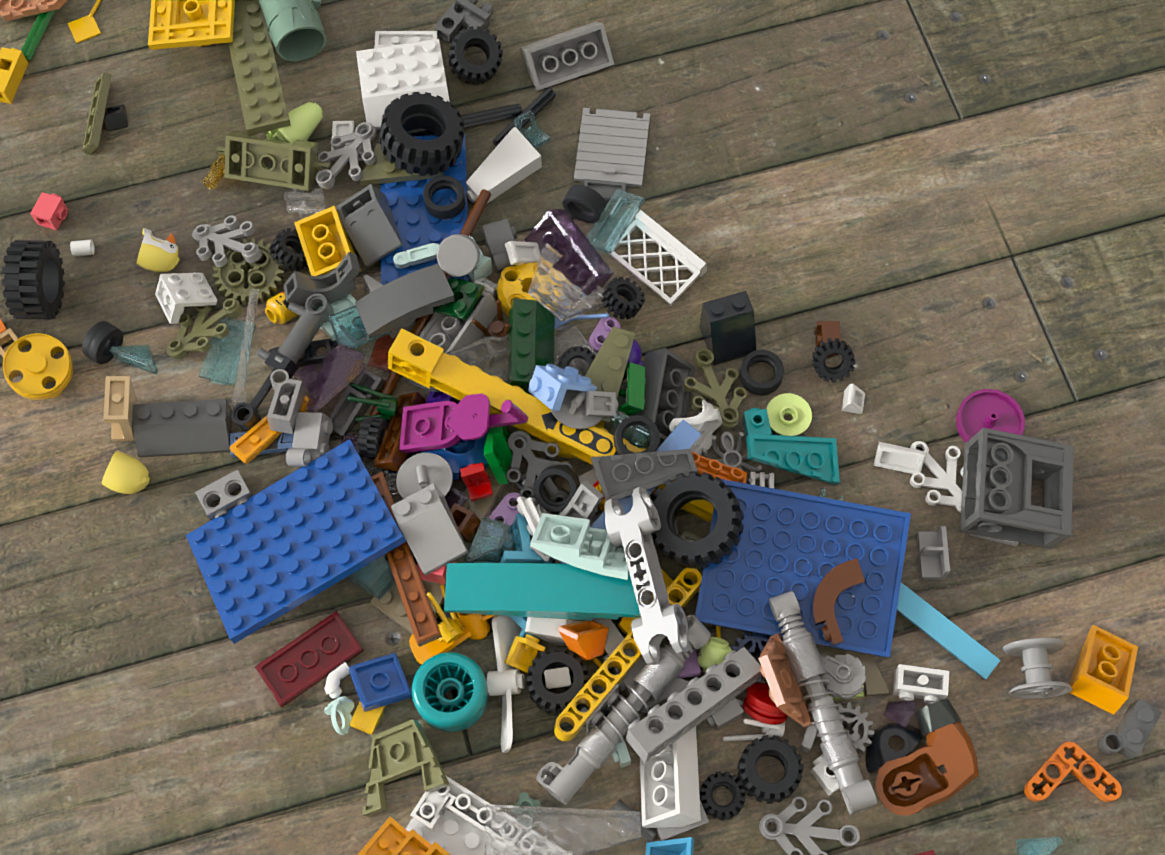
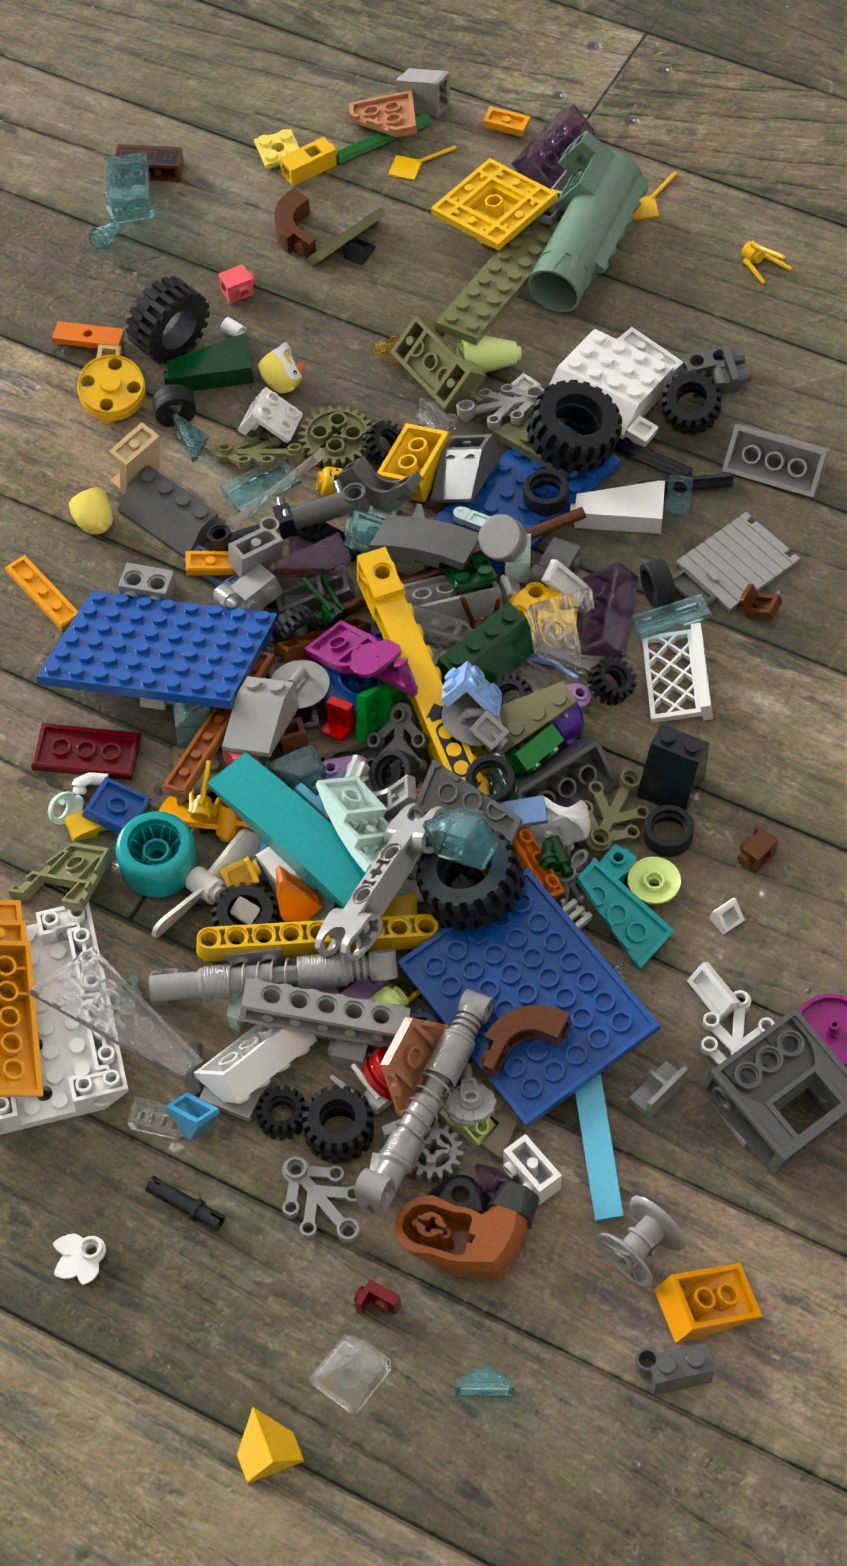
camera: 45 degrees right, 10 degrees down
(52, 144) = (287, 215): none -> reddish brown arch
(98, 289) = (212, 366): none -> dark green slope
(147, 566) = (42, 592): none -> light orange tile
(205, 234) = (333, 386): light grey plant -> none
(461, 101) = (641, 431): none -> white tile
(659, 166) = (759, 605): none -> reddish brown bracket
(681, 498) = (462, 837): none -> clear light blue slope
(720, 453) = (555, 856): none -> dark green plant
(836, 372) = (724, 866): black tyre -> none
(1065, 766) = (588, 1346): orange beam -> none

